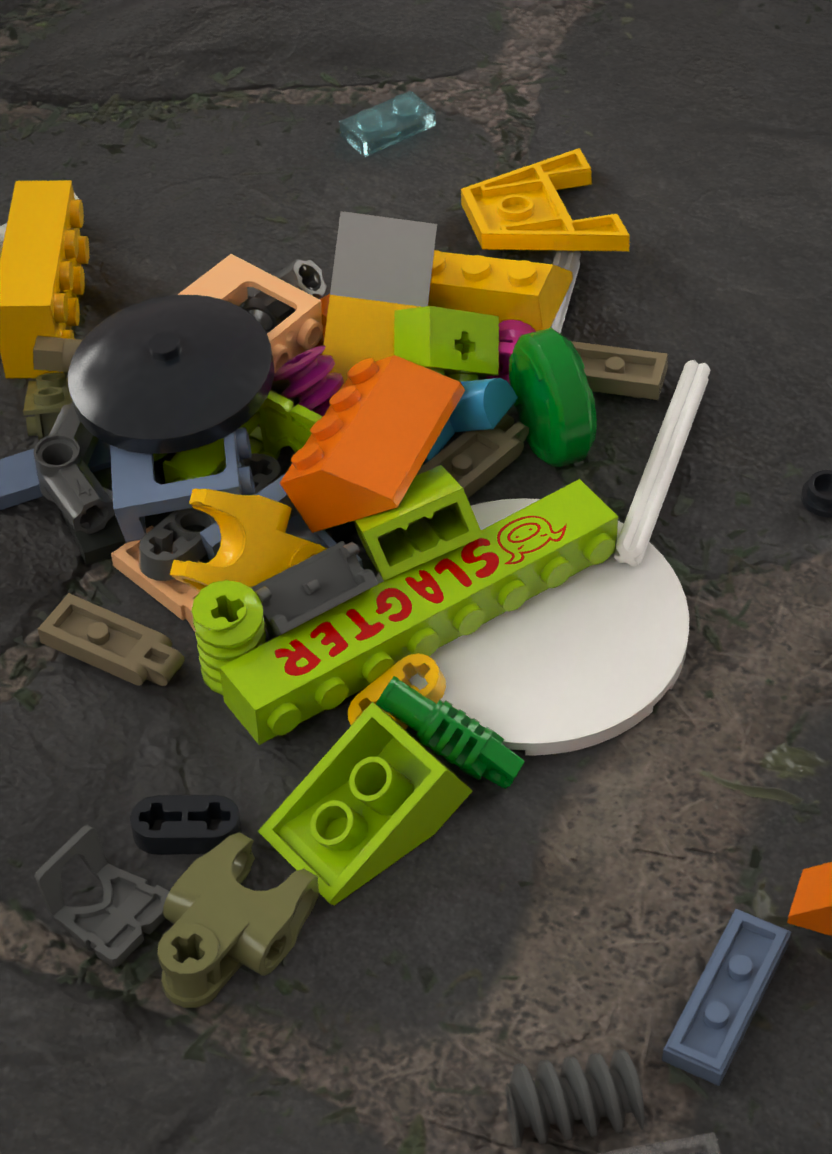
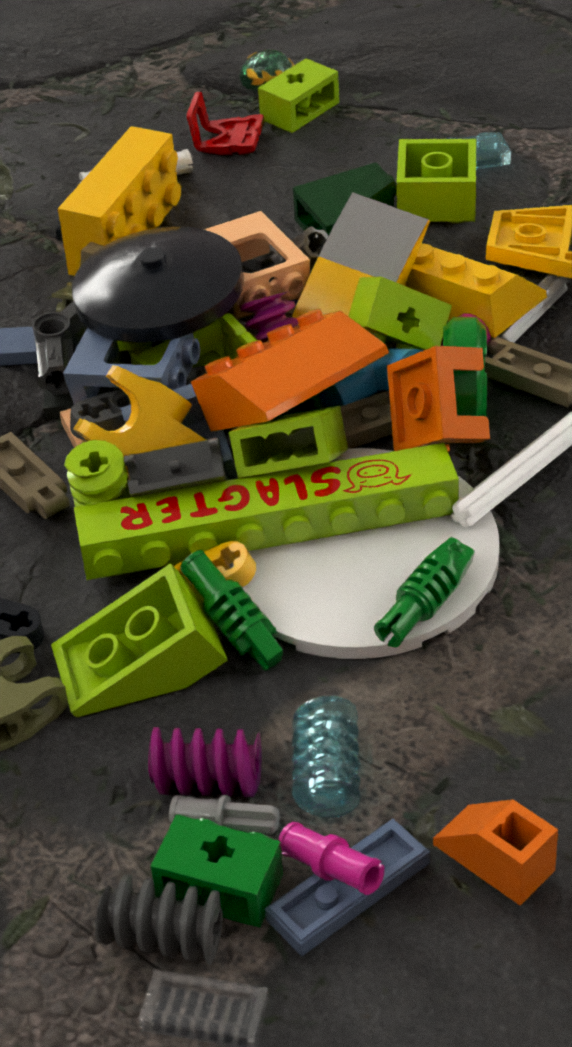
camera: 25 degrees right, 5 degrees down
(104, 70) = (263, 67): none -> clear green hair
(108, 155) = (234, 133): none -> red piece
(158, 93) = (299, 95): none -> lime brick
(288, 218) = (323, 200): none -> dark green slope
(383, 165) = (437, 179): none -> lime brick
(514, 910) = (204, 763): none -> magenta piece
(541, 437) = (425, 398): none -> orange panel
(564, 965) = (228, 814): none -> light grey axle
(597, 1016) = (223, 859): none -> green brick
(638, 865) = (326, 757): none -> clear light blue piece
(640, 650) = (425, 590): none -> green hinge
(709, 973) = (331, 858): none -> dark pink pin

